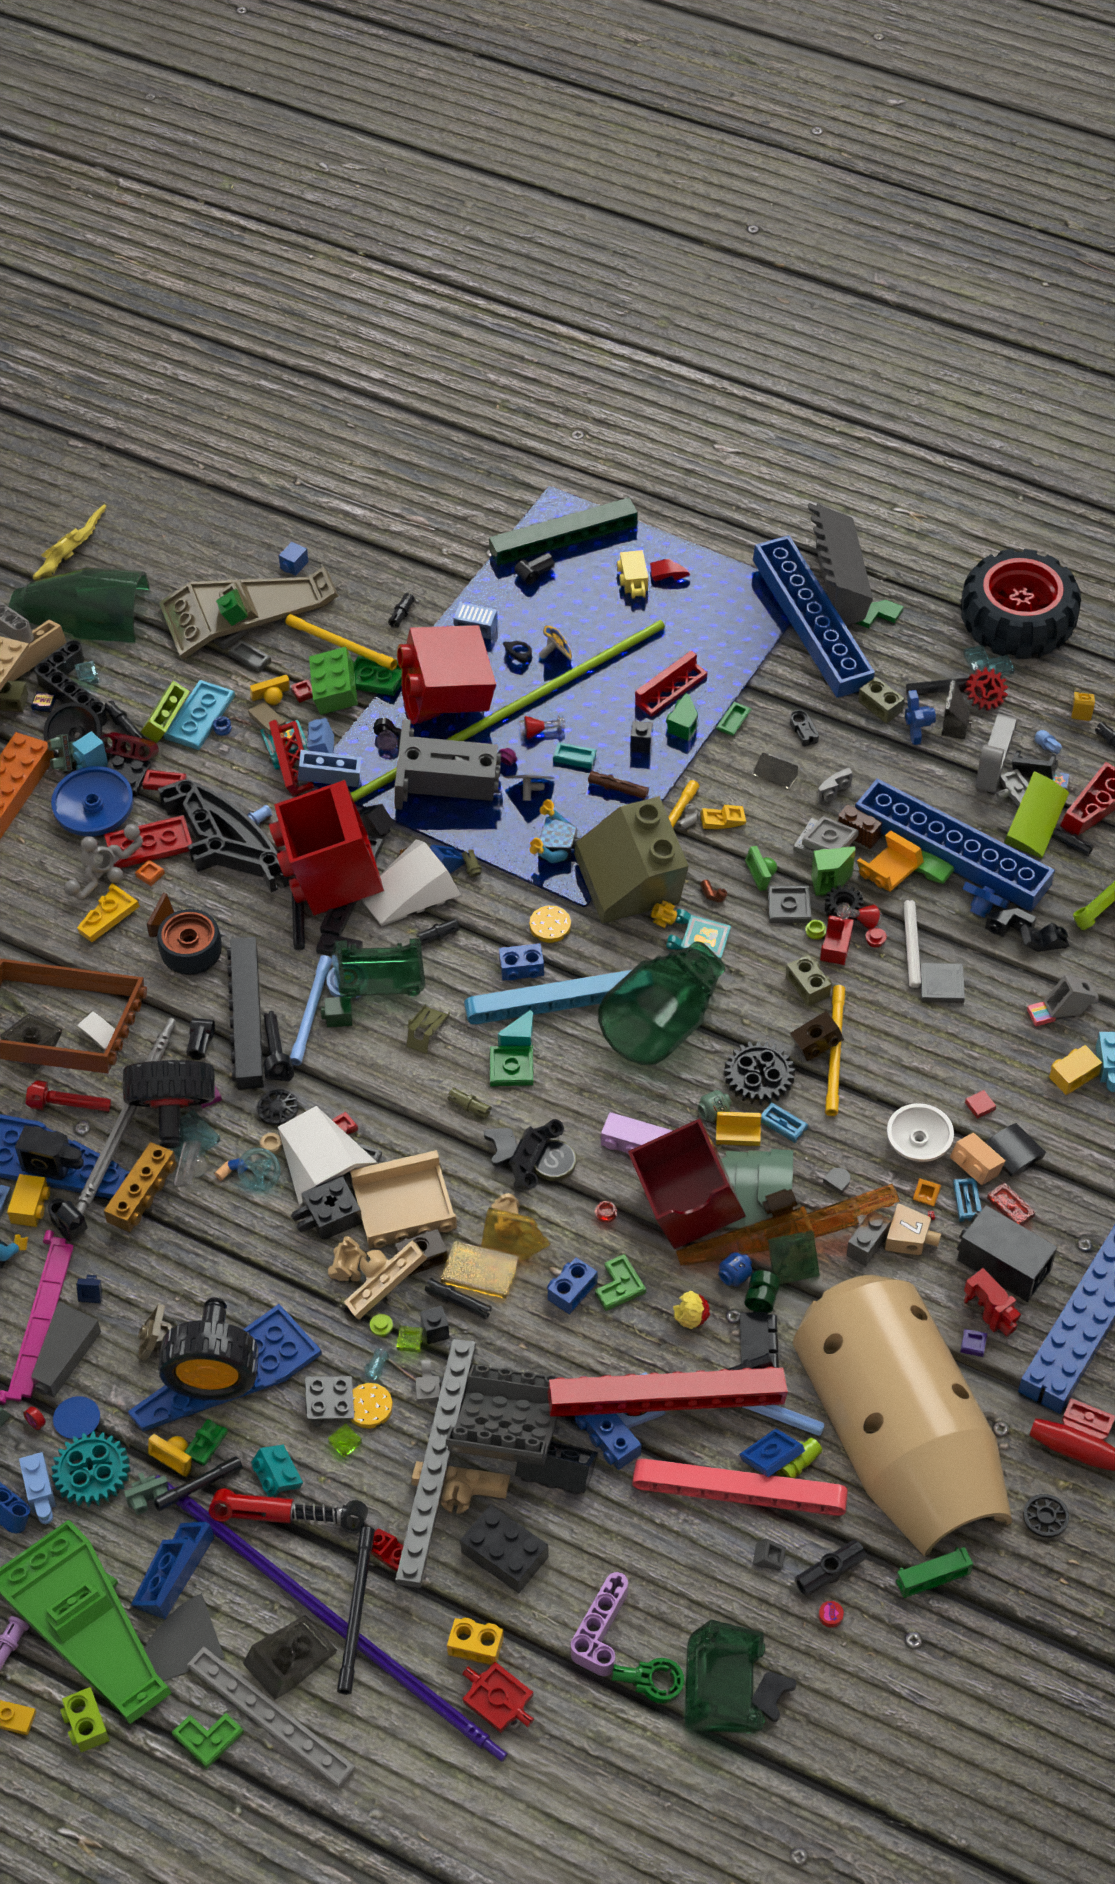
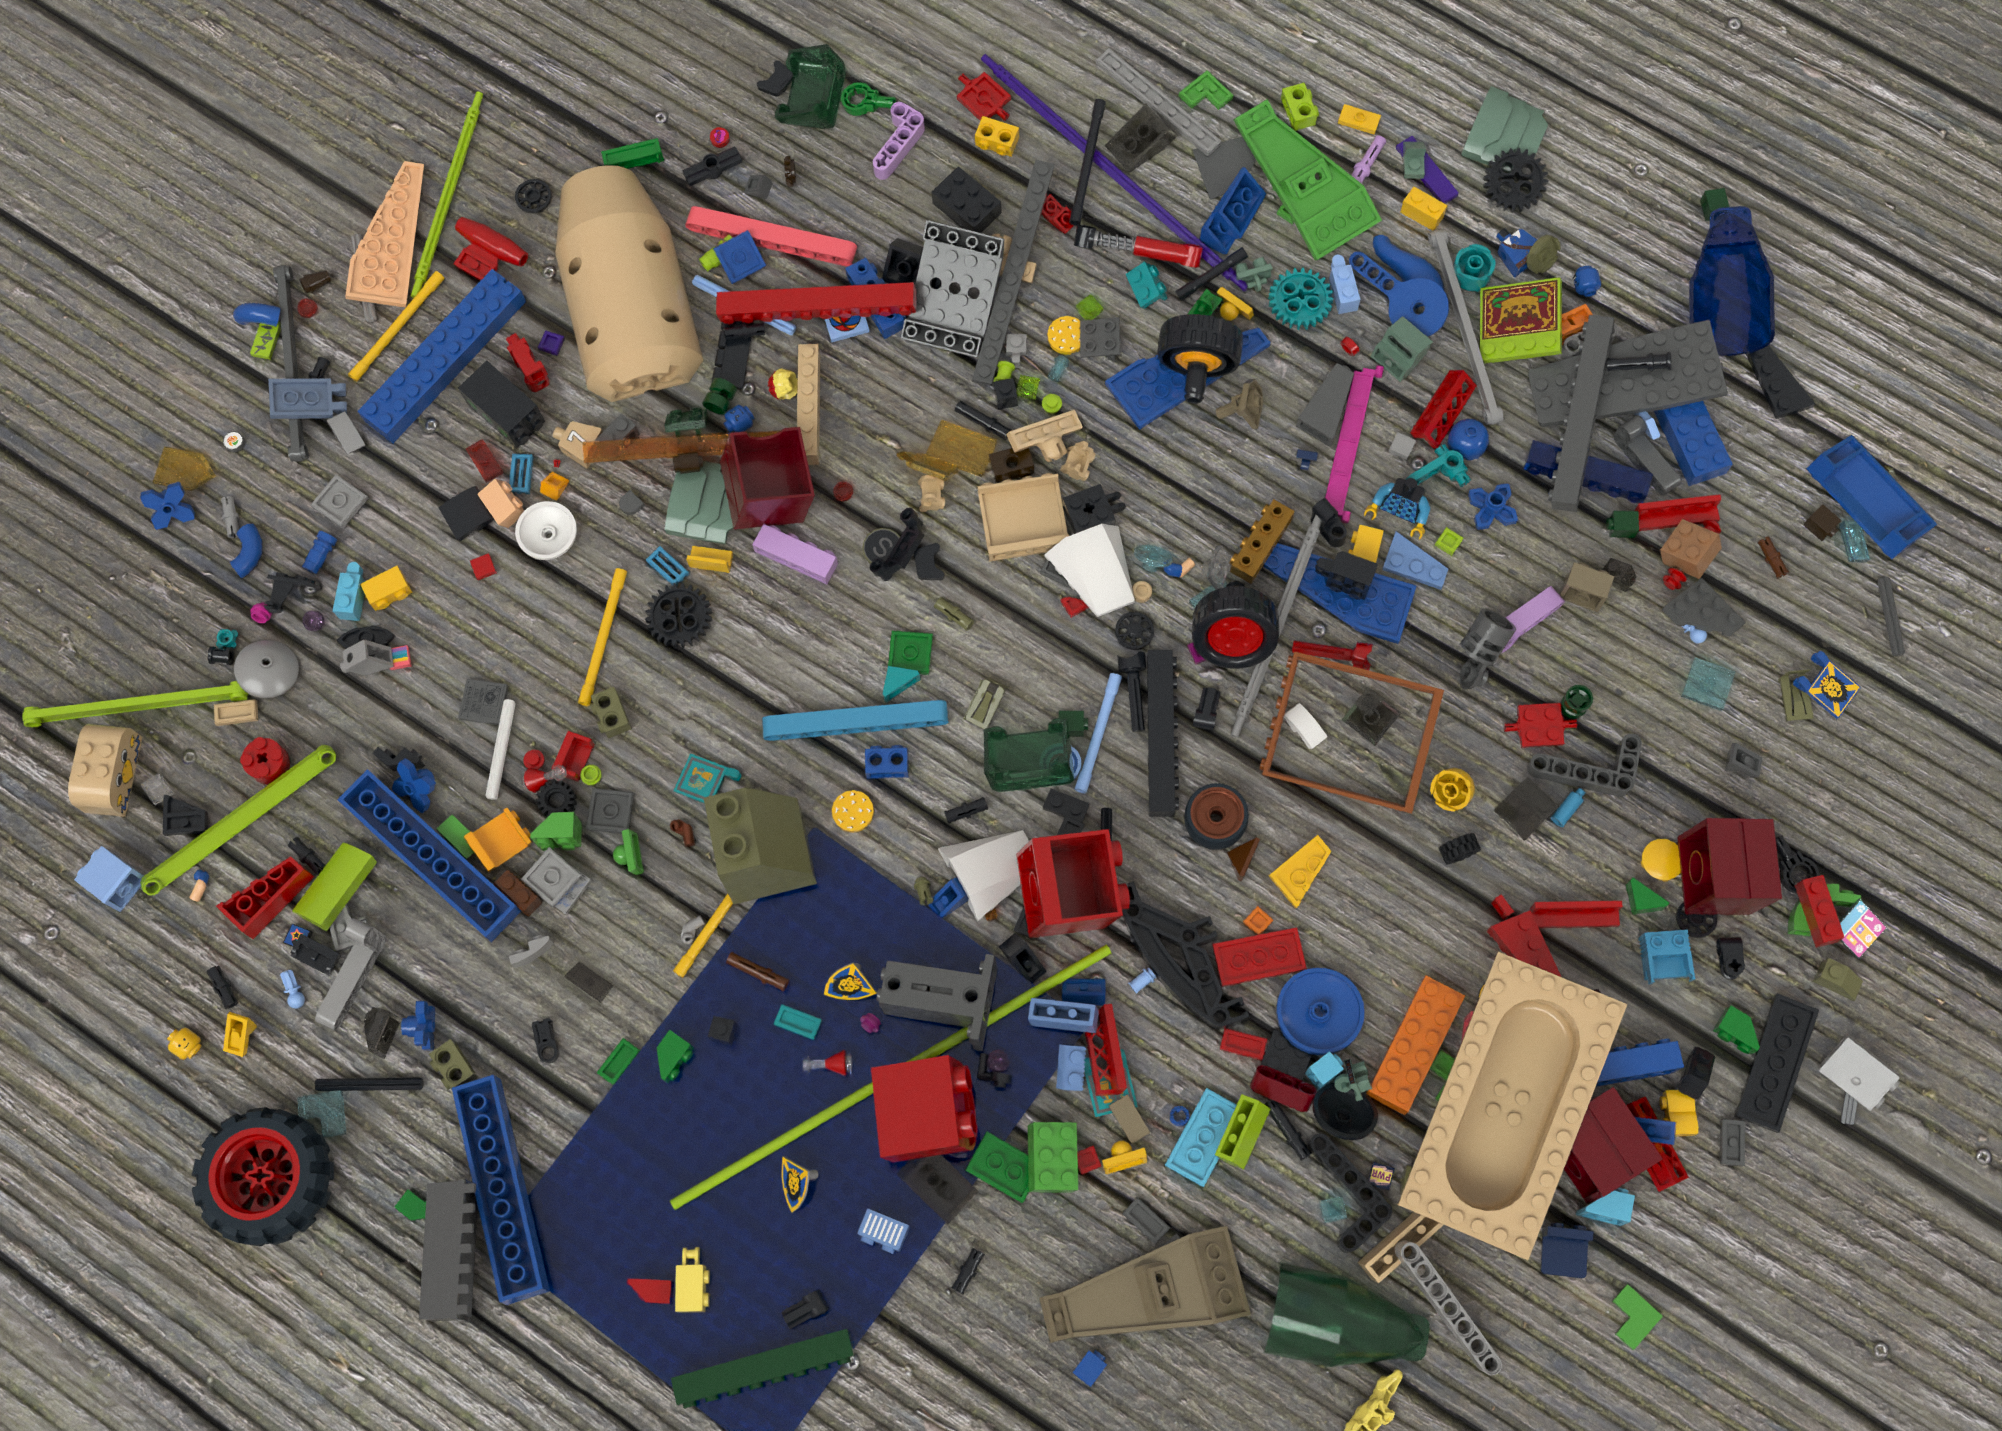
camera: 170 degrees left, 20 degrees up
(76, 1417) = (1314, 349): blue piece -> none
(110, 856) = (1308, 924): light grey wheel -> none
(232, 607) = (1165, 1269): green slope -> none
(302, 625) = (1083, 1257): yellow piece -> none
(438, 1350) = (1005, 370): none -> lime bush
(520, 657) = (850, 1187): black piece -> none
(557, 836) = (831, 900): torso -> none
(576, 1287) = (878, 417): blue brick -> none
(625, 1284) = (837, 420): bright green tile -> none
(659, 1003) = (754, 679): clear green windscreen -> none
(659, 1294) = (809, 399): none -> tan brick
(665, 683) = (681, 1113): red fence -> none
(713, 1103) = (727, 581): sand green head -> none
(728, 817) = (655, 927): yellow slope -> none
(730, 1565) = (790, 172): none -> dark brown gear
(817, 1036) = (607, 649): dark brown brick -> none
(979, 687) = (336, 1064): red gear -> none
(1048, 938) = (367, 741): black slope -> none
(1082, 1029) = (372, 633): none -> black tile

